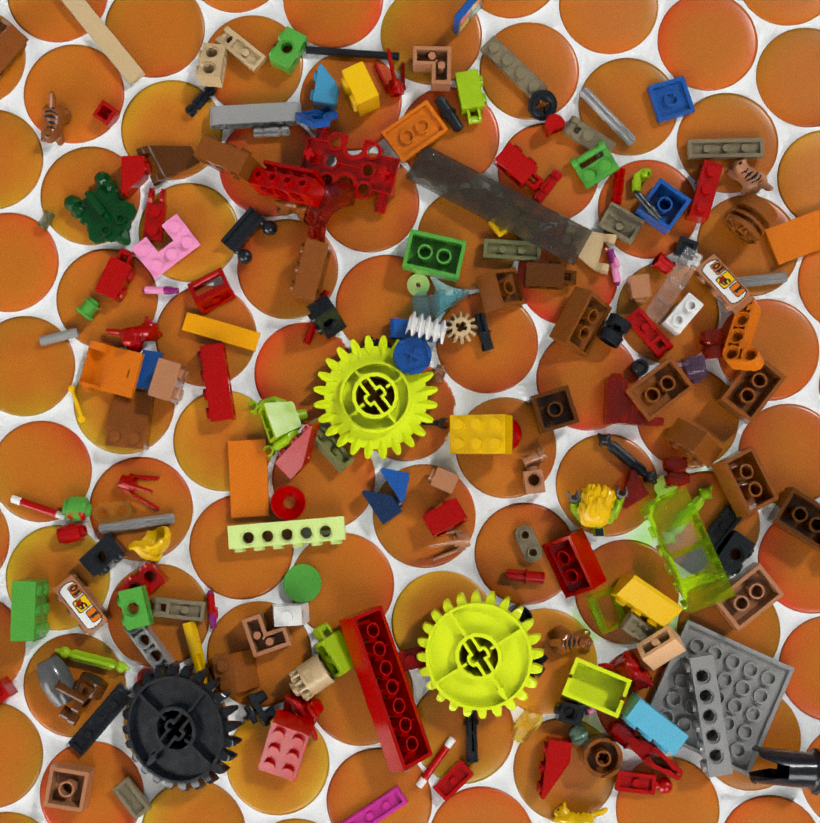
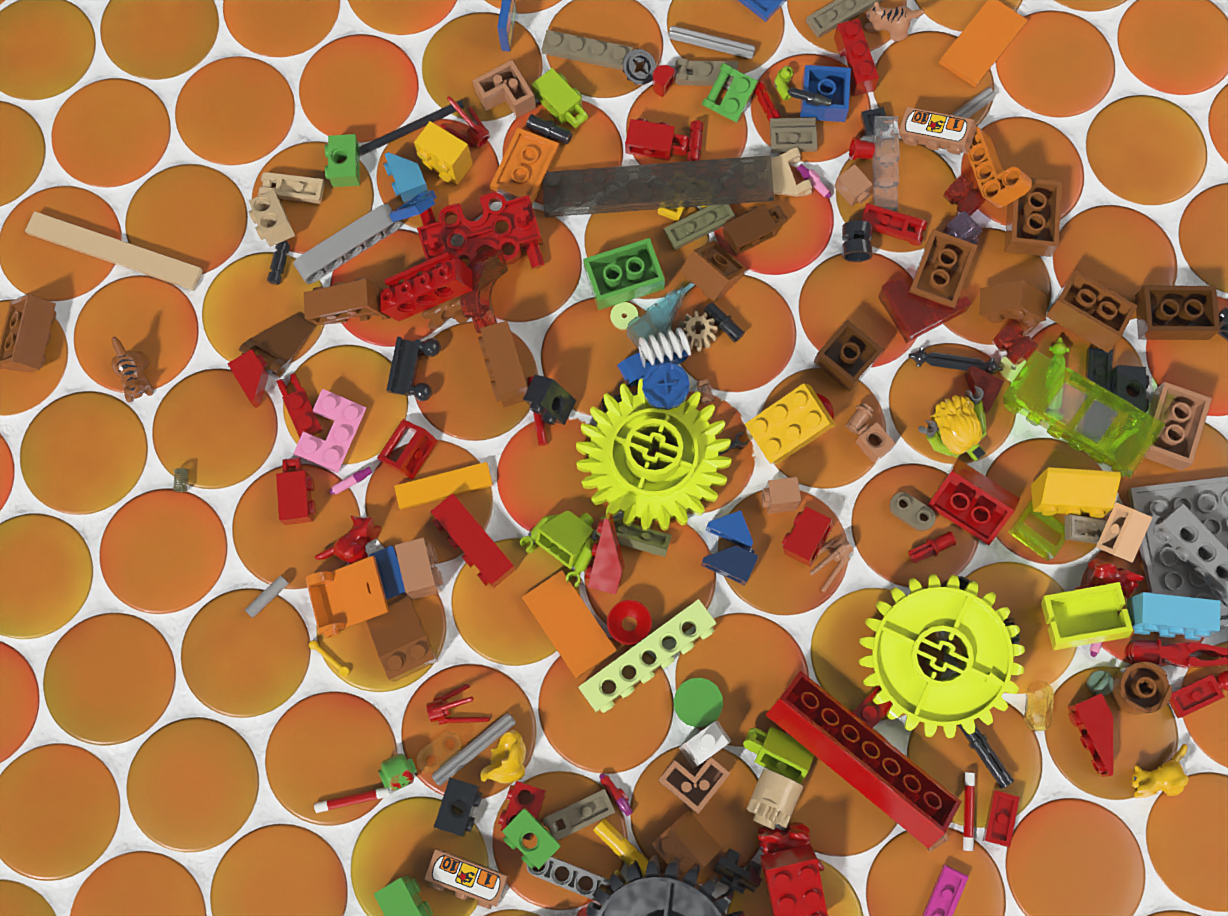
camera: 30 degrees left, 10 degrees down
(71, 533) = (407, 804): red brick -> none
(88, 308) = (282, 545): bright green brick -> none
(103, 212) = (240, 434): dark green shield -> none
(106, 113) = (185, 331): red brick -> none
(271, 131) = (373, 250): light grey axle -> none
(568, 641) = (1024, 587): dark orange animal -> none
(577, 715) = (1085, 661): black brick -> none
(580, 321) = (816, 252): dark orange slope -> none
(633, 367) = (906, 257): black axle -> none
(681, 314) = (914, 186): white brick -> none
(750, 218) = (920, 53): dark orange wheel -> none

